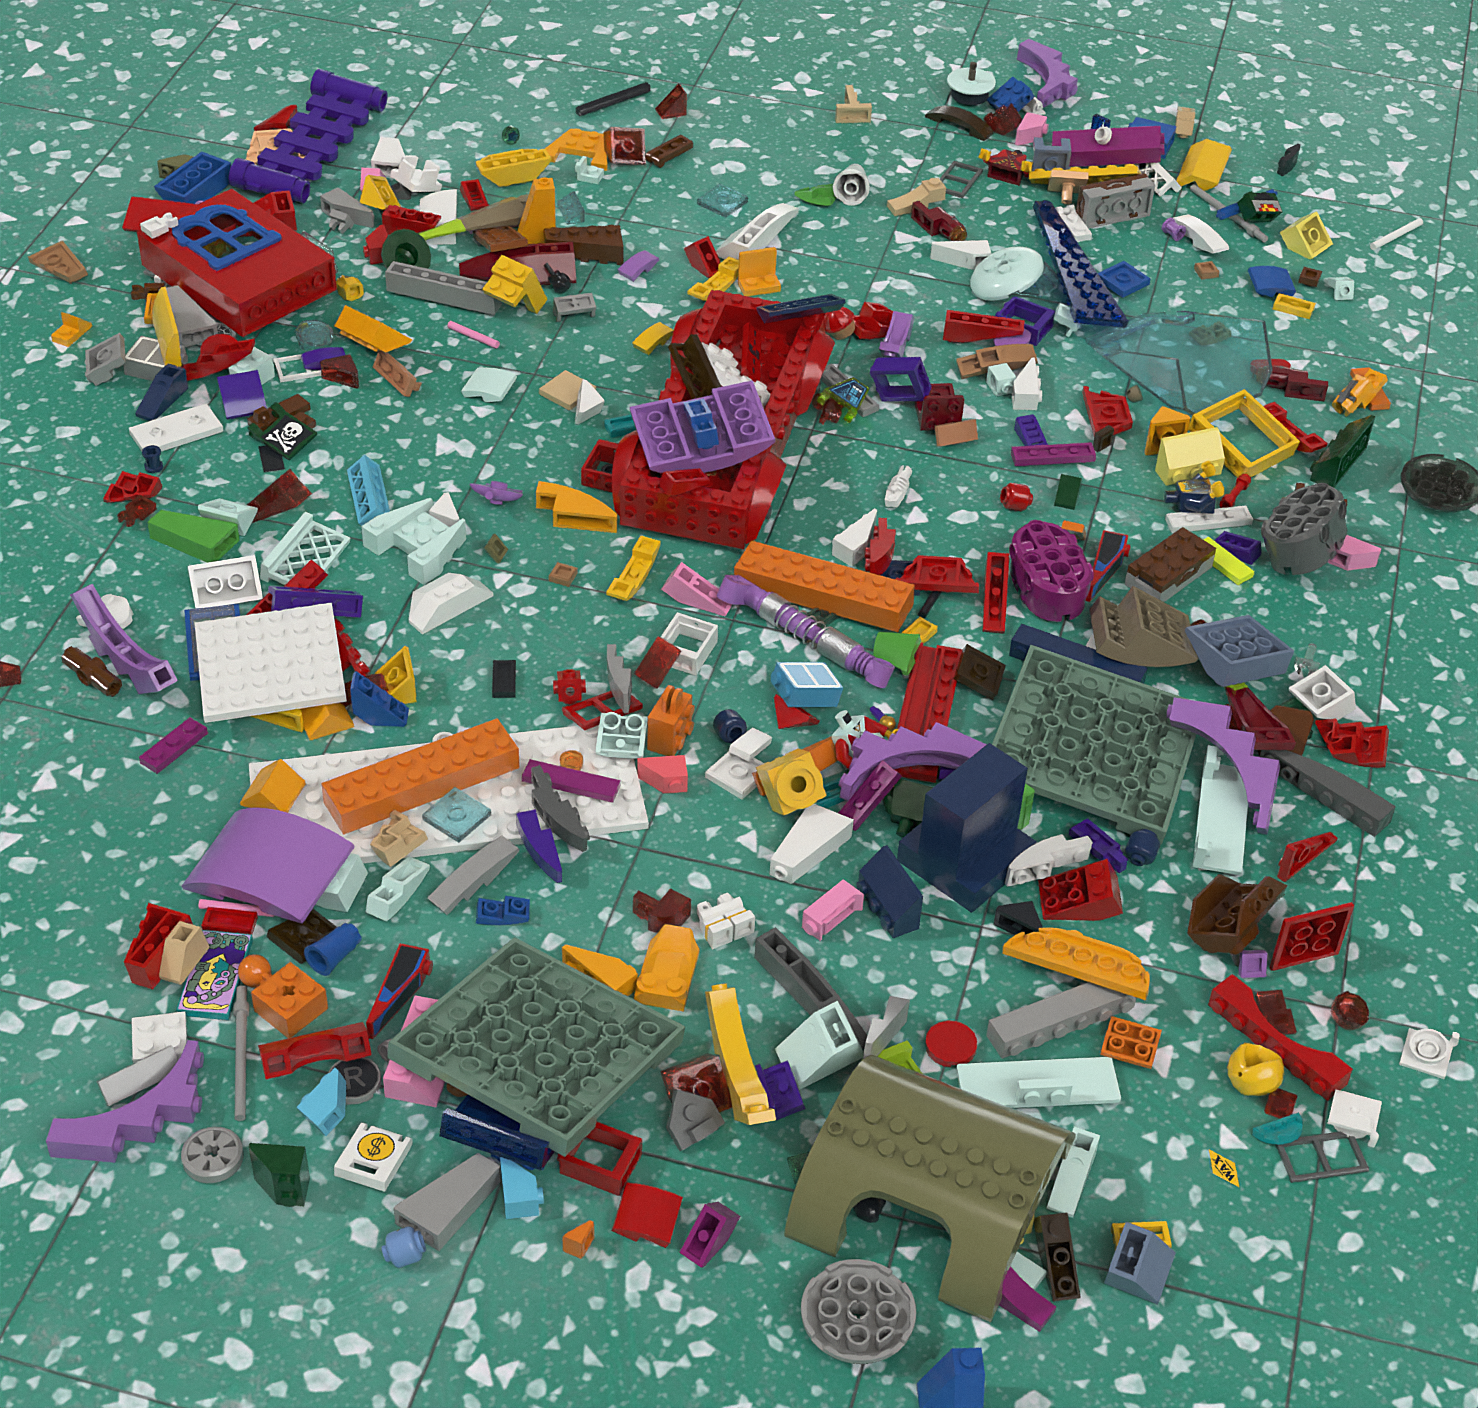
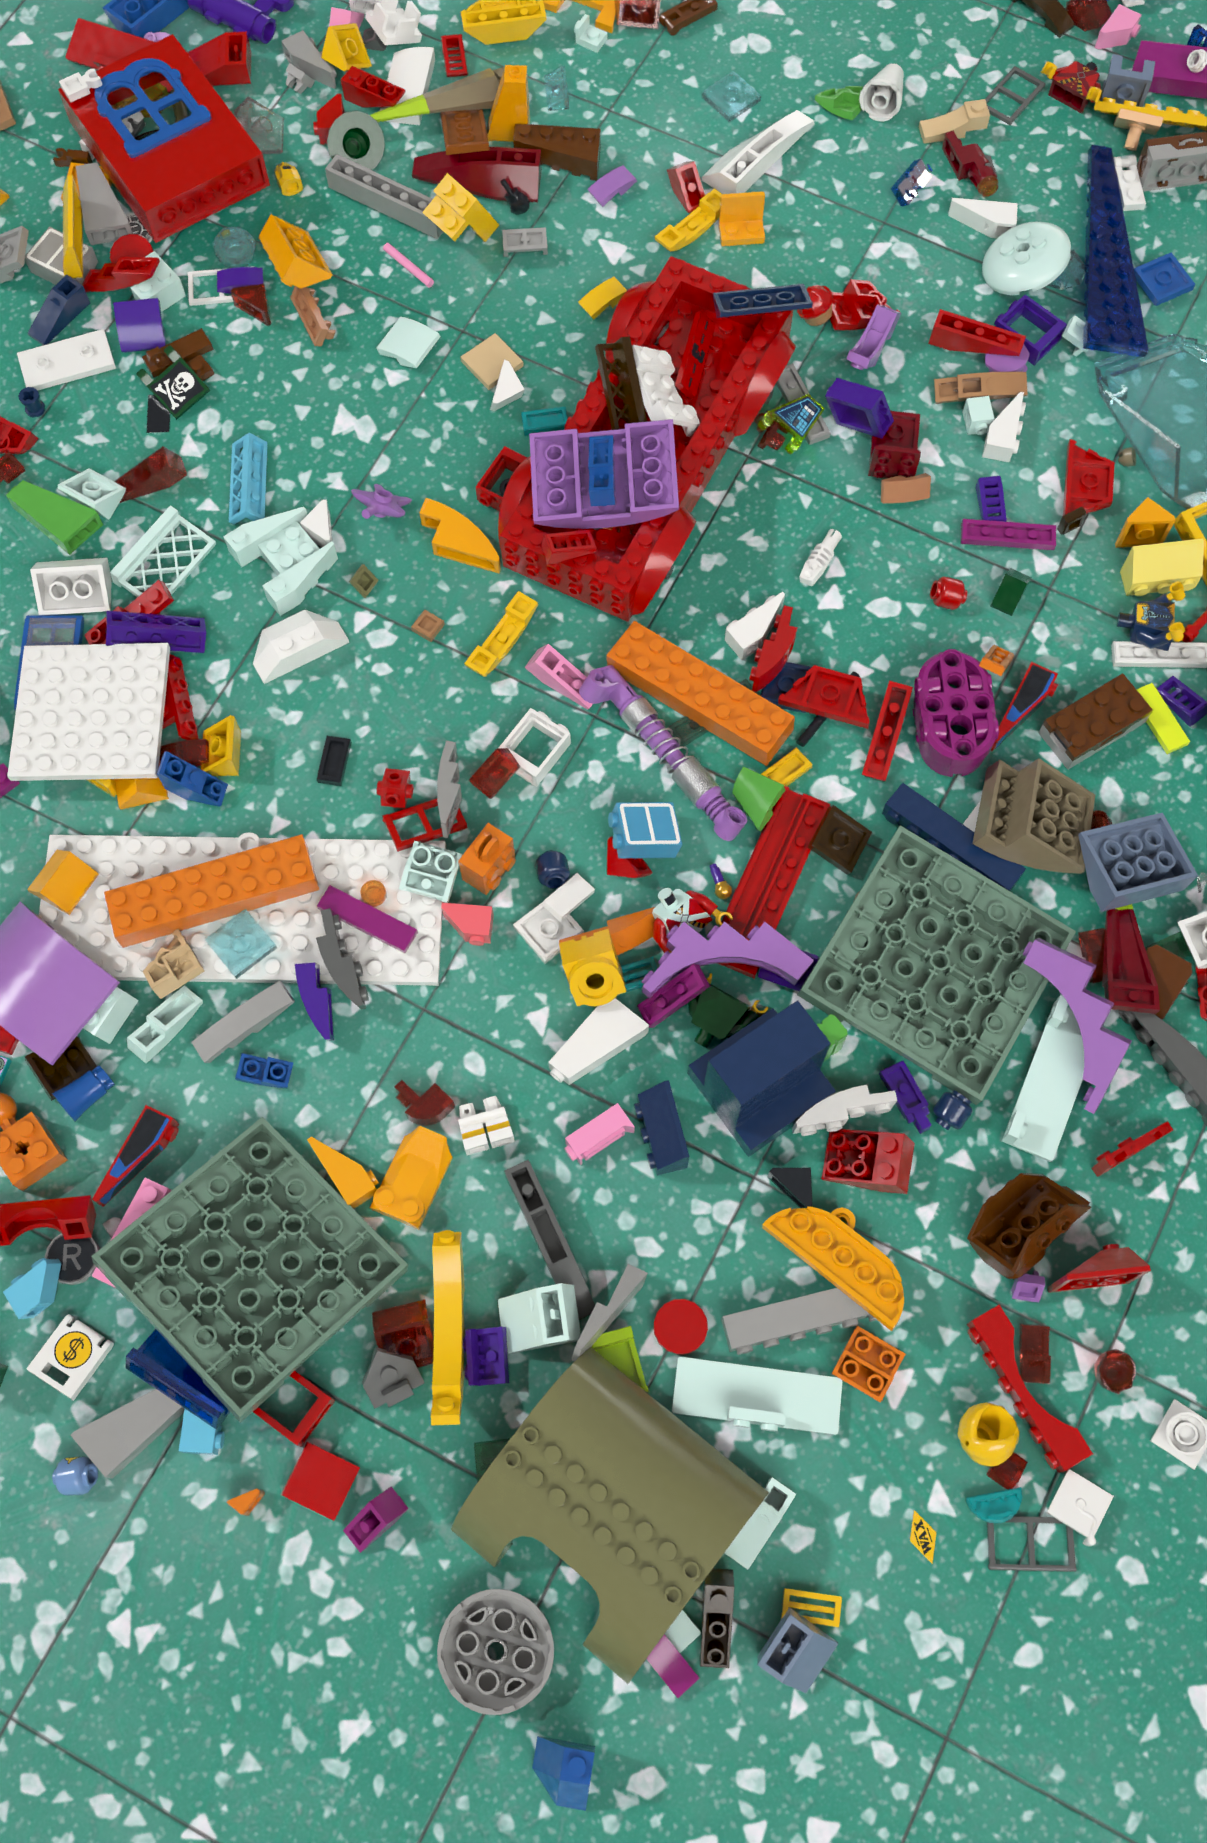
camera: 15 degrees right, 25 degrees up
(893, 238) = (910, 181): none -> clear blue piece

